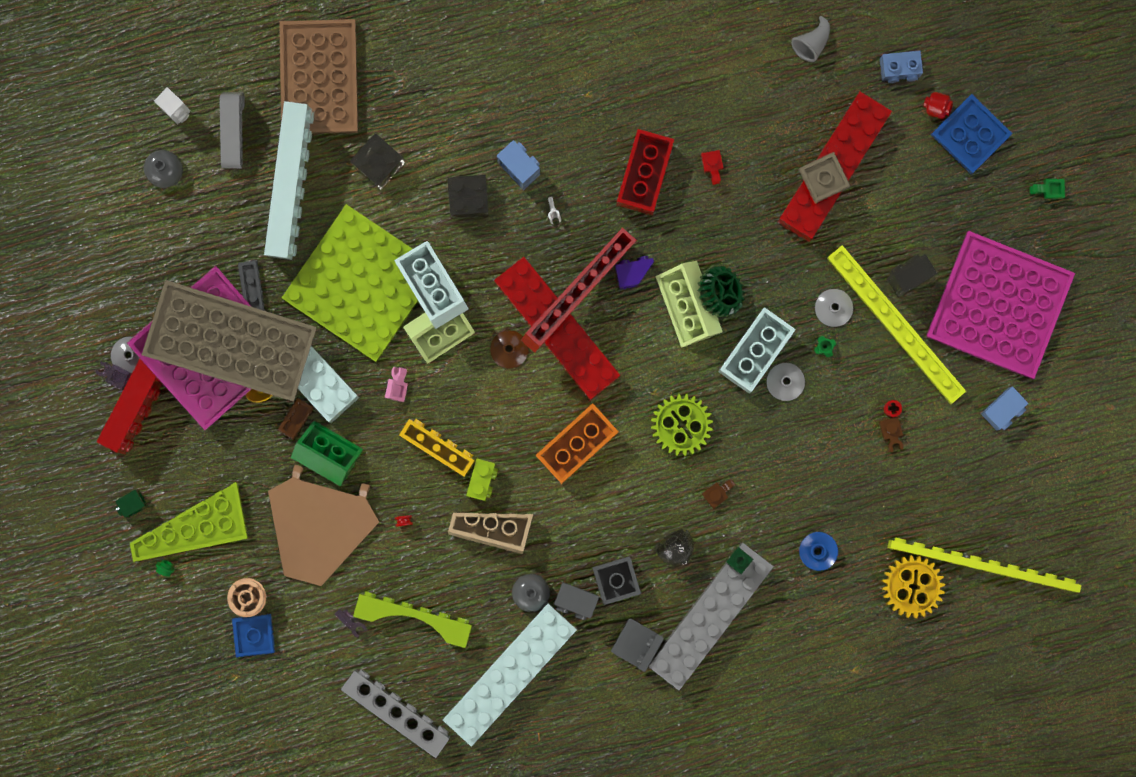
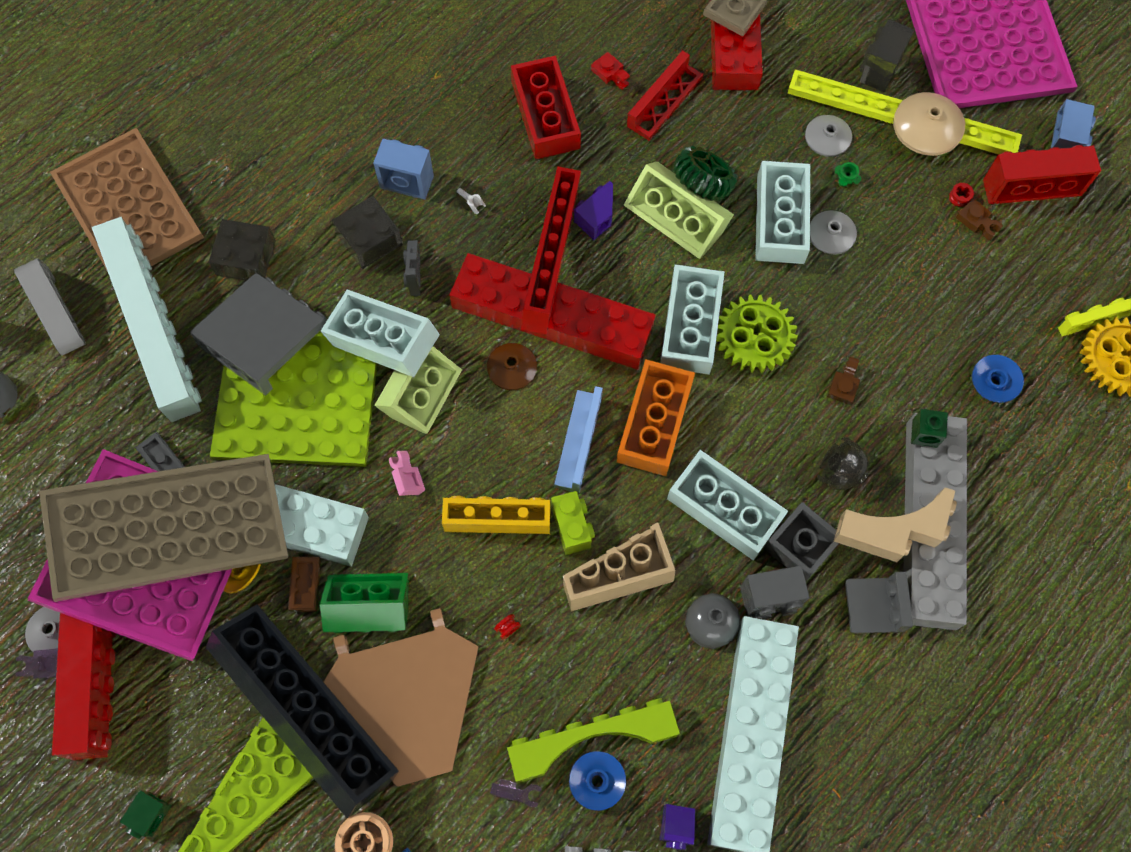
camera: 30 degrees left, 15 degrees down
(252, 497) = (301, 710): none -> black brick
(357, 231) = (257, 330): none -> dark grey panel
(394, 651) = (600, 765): none -> blue dish
(431, 698) = (678, 826): none -> dark purple slope
(486, 235) = (412, 269): none -> dark grey wing
(520, 427) = (578, 440): none -> light blue fence
(584, 528) = (726, 504): none -> light aqua brick
(644, 390) = (692, 319): none -> light aqua brick
(666, 611) = (891, 535): none -> tan arch
(738, 202) = (660, 89): none -> red fence
(894, 351) = (926, 132): none -> tan dish
(952, 430) = (1041, 174): none -> red brick

